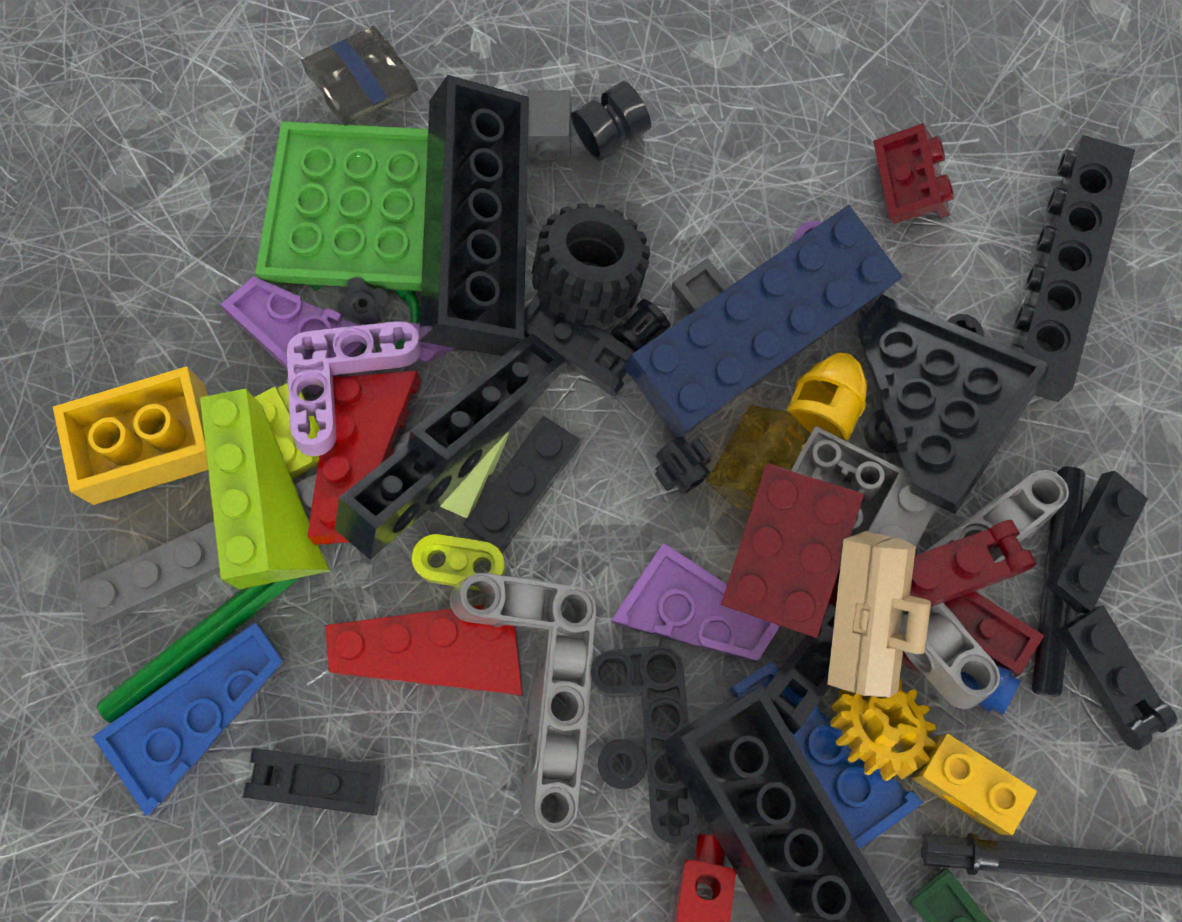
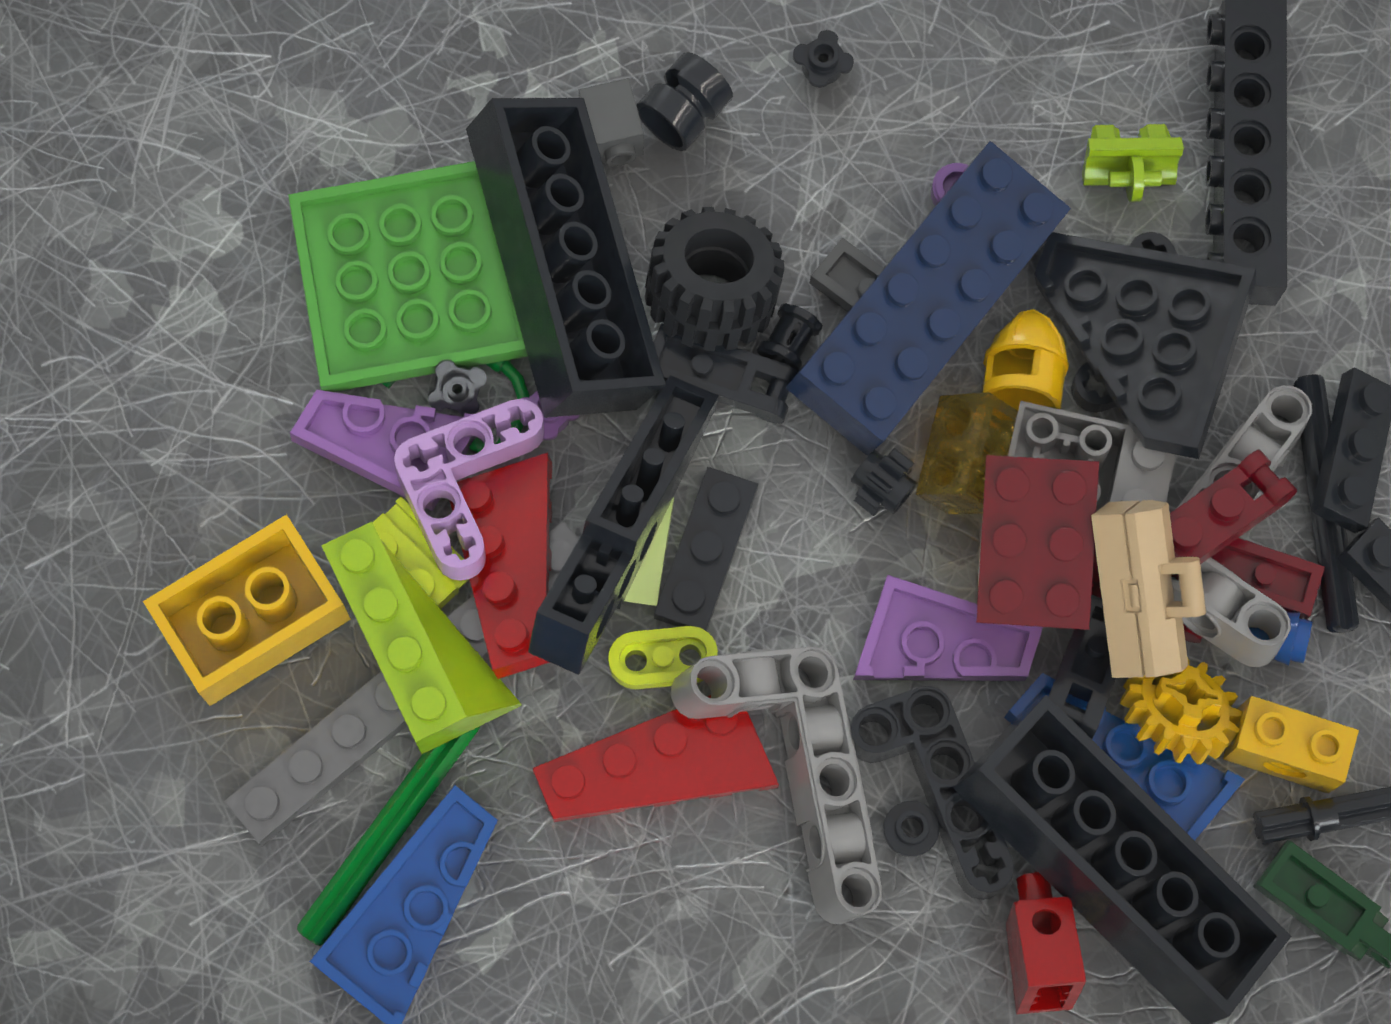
camera: 25 degrees left, 0 degrees up
(316, 782) = (576, 942): black plate -> none
(359, 75) = (363, 114): clear smoke slope -> none
(734, 125) = (823, 73): none -> black plate
(912, 174) = (1047, 83): dark red bracket -> none
(967, 253) = (1132, 161): none -> lime hips

